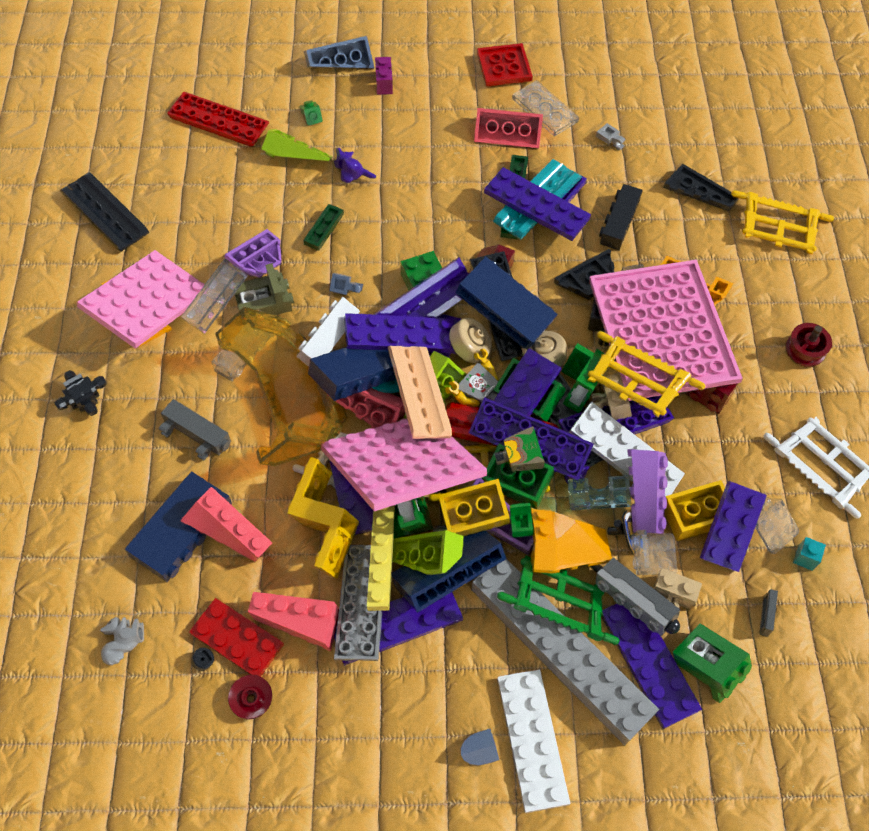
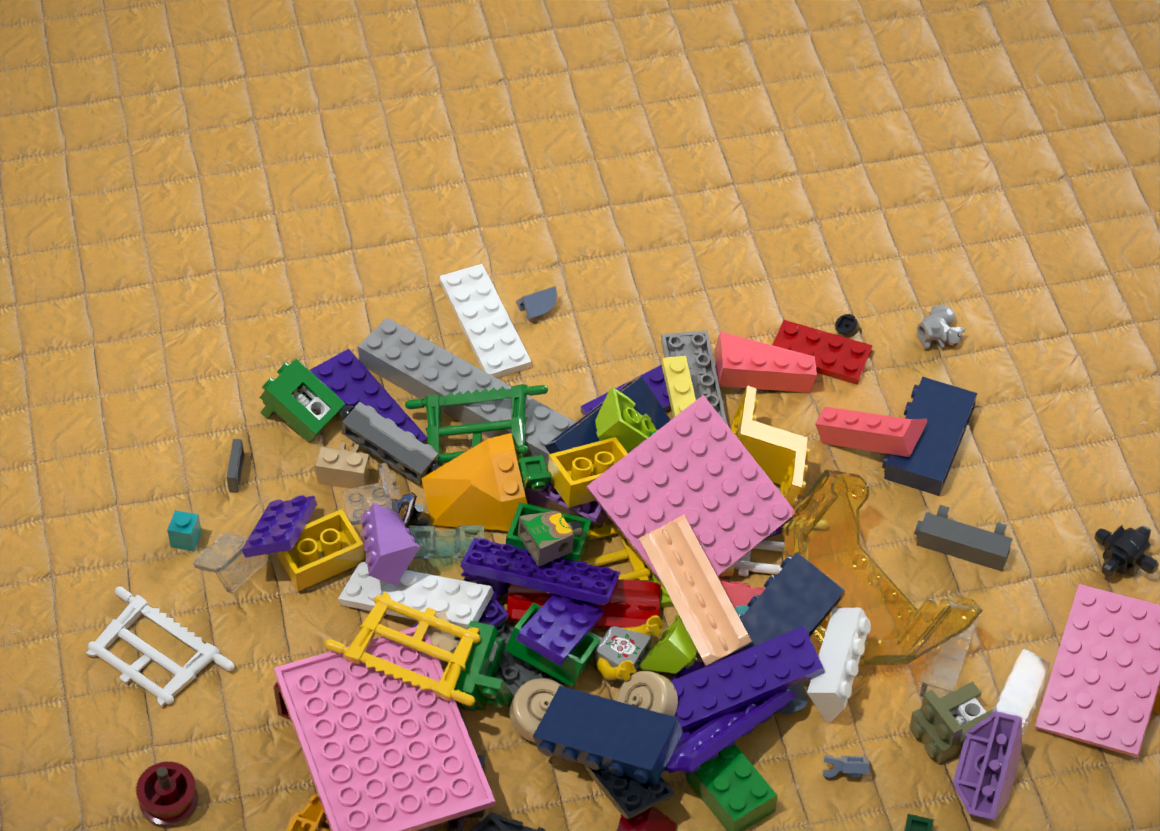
camera: 170 degrees right, 10 degrees down
(245, 687) = (783, 301): dark red dish -> none

